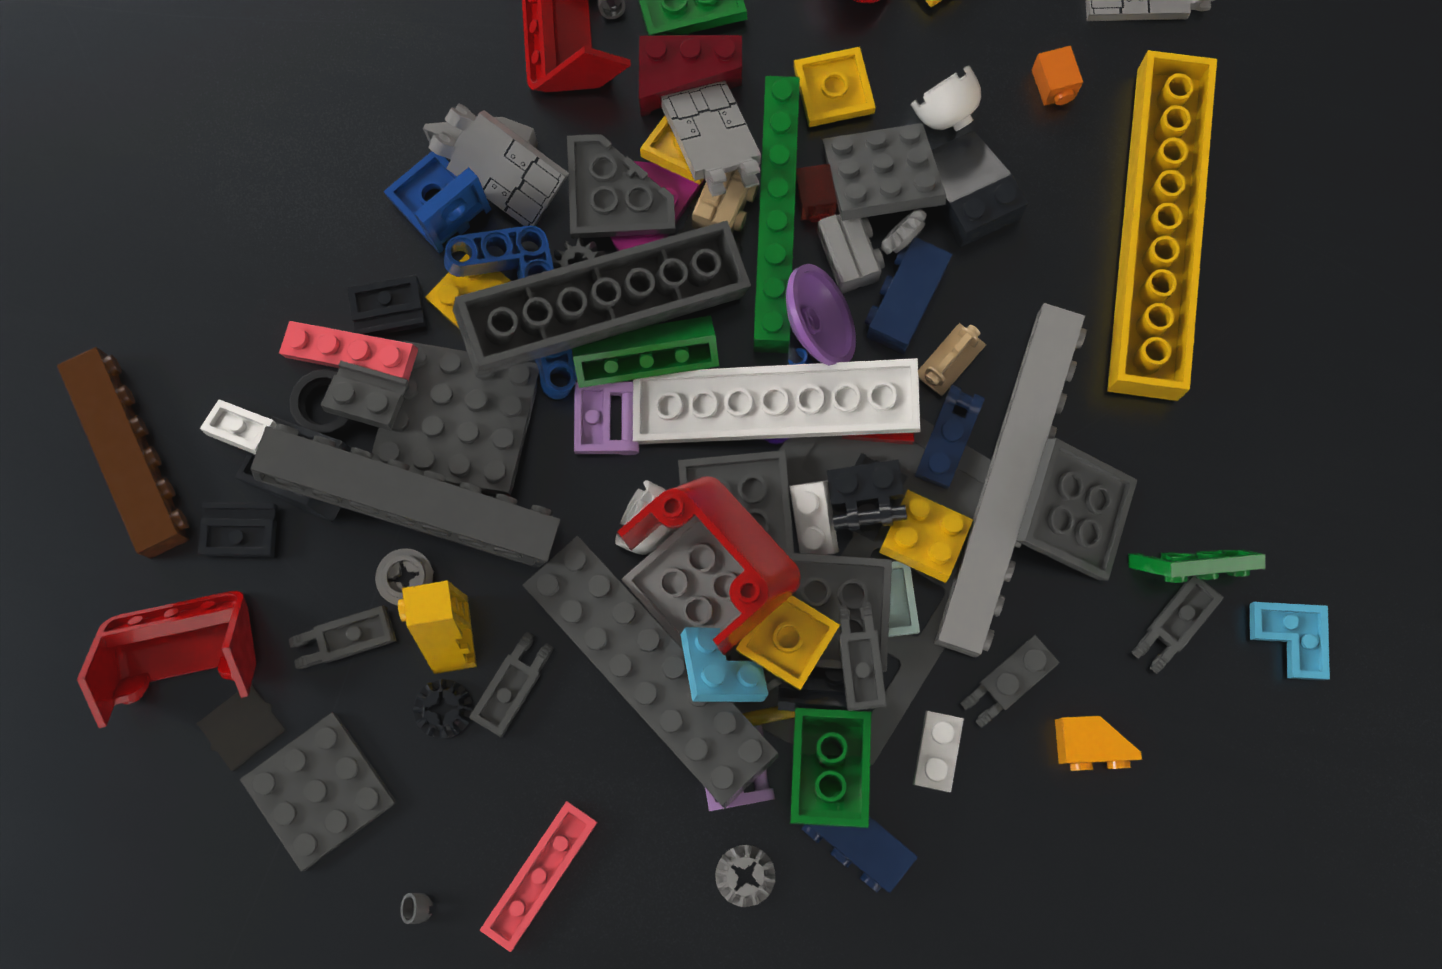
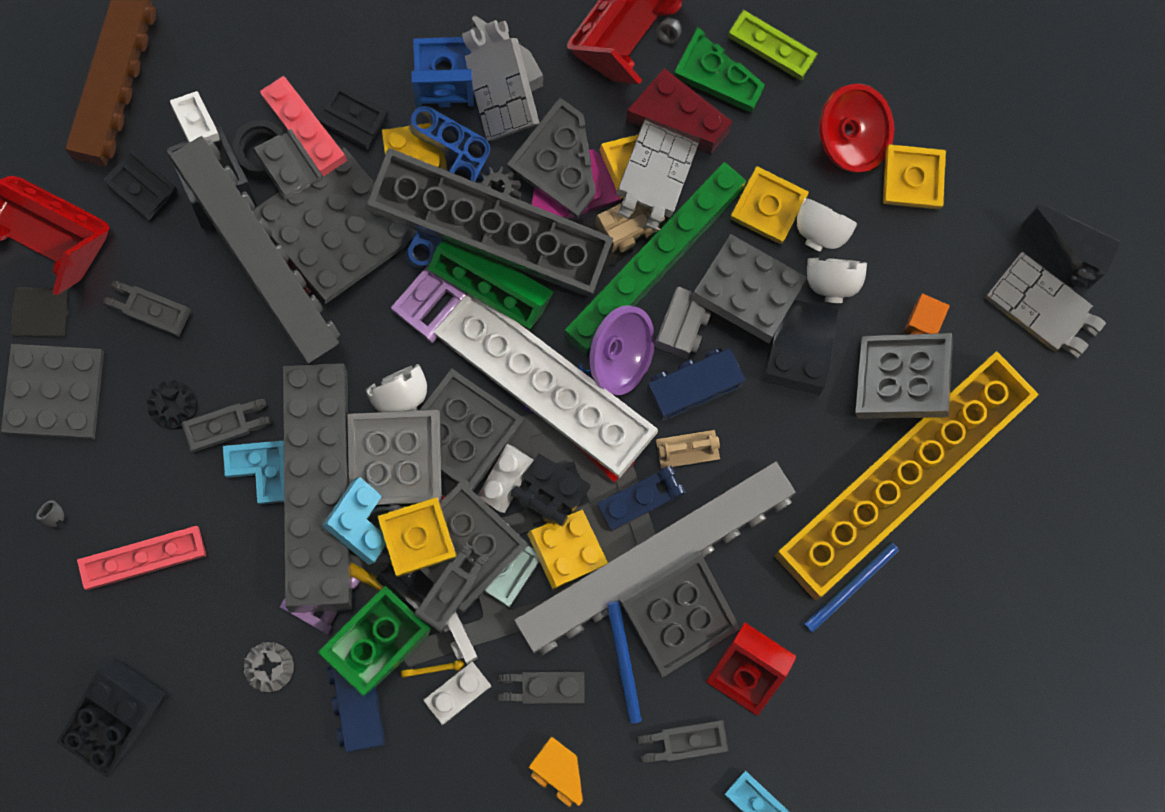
camera: 30 degrees right, 0 degrees up
(391, 568) = (214, 288): light grey gear -> none
(440, 625) = (210, 349): yellow wedge -> none
(578, 688) = (262, 460): none -> medium azure plate
(768, 571) = (437, 479): red windscreen -> none
(815, 192) = (692, 265): clear red brick -> none
(899, 63) = (823, 226): none -> white cylinder
(904, 232) = (727, 339): light grey gear -> none
(908, 703) = (461, 645): none -> white plate
(915, 725) = (458, 665): none -> yellow hinge
(1065, 594) = (624, 662): none -> blue bar
(1088, 137) = (904, 376): none -> dark grey plate
(1179, 506) = (751, 669): none -> red slope
(1194, 399) = (851, 587): none -> blue bar
(1205, 564) = (717, 706): green wing -> none

